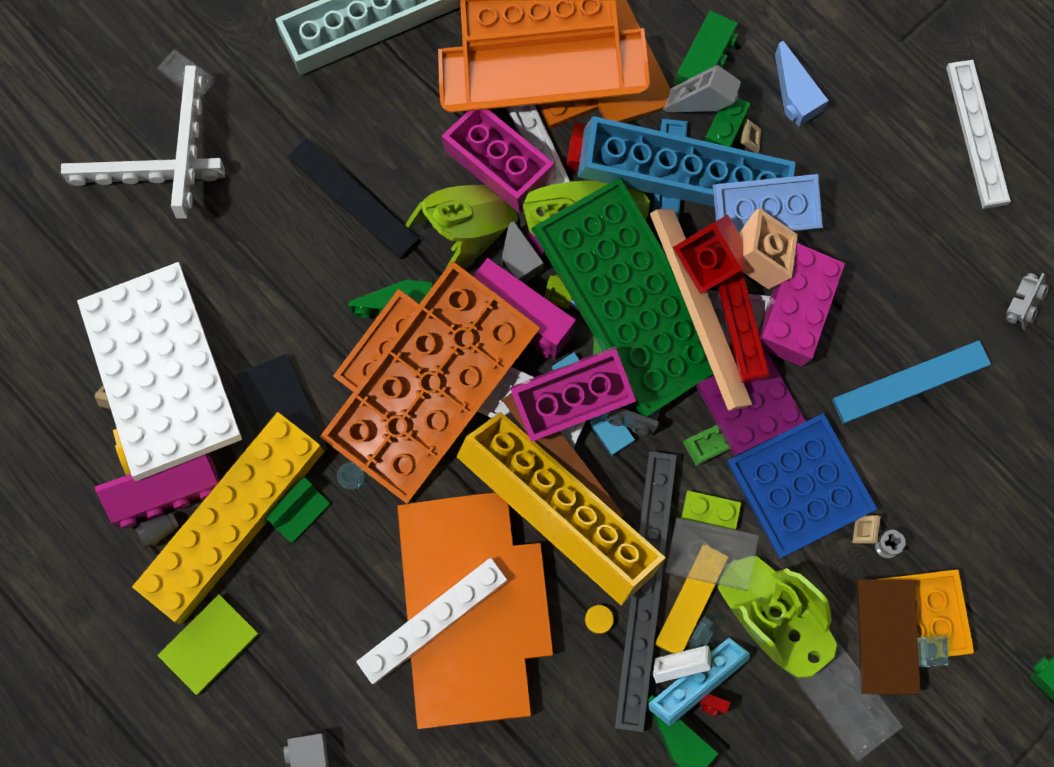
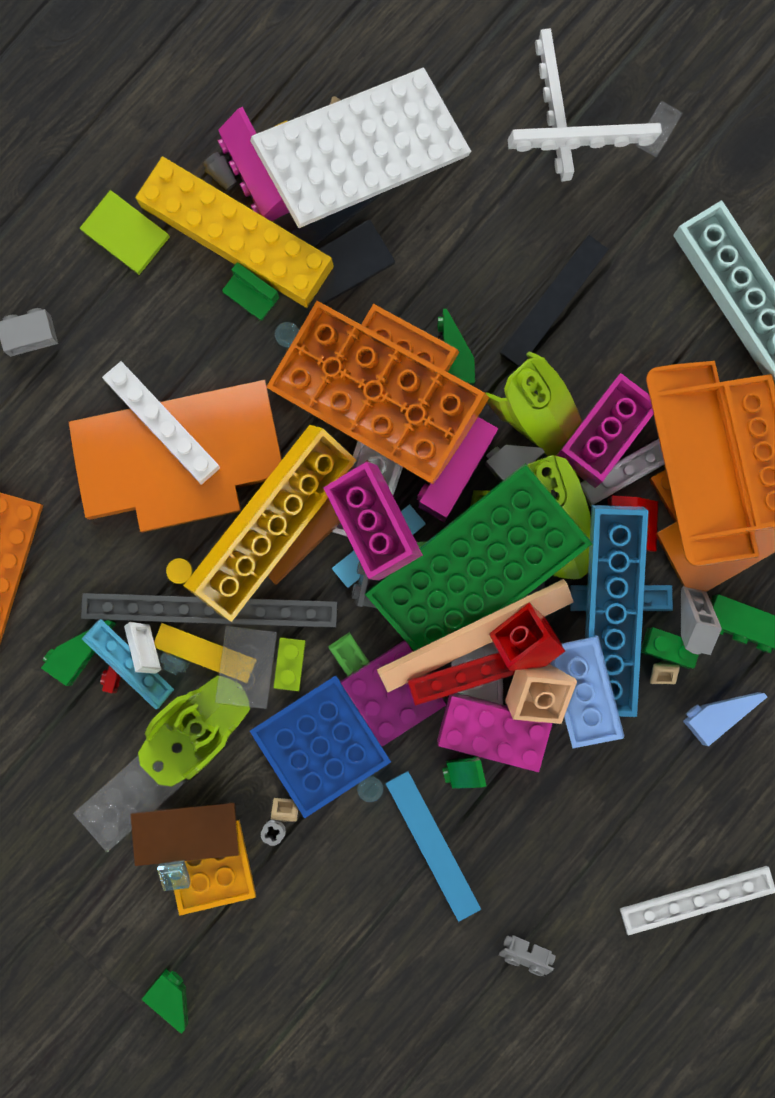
camera: 85 degrees right, 10 degrees up
(841, 333) = (464, 772): none -> green slope
(850, 439) = (370, 789): none -> clear light blue plate

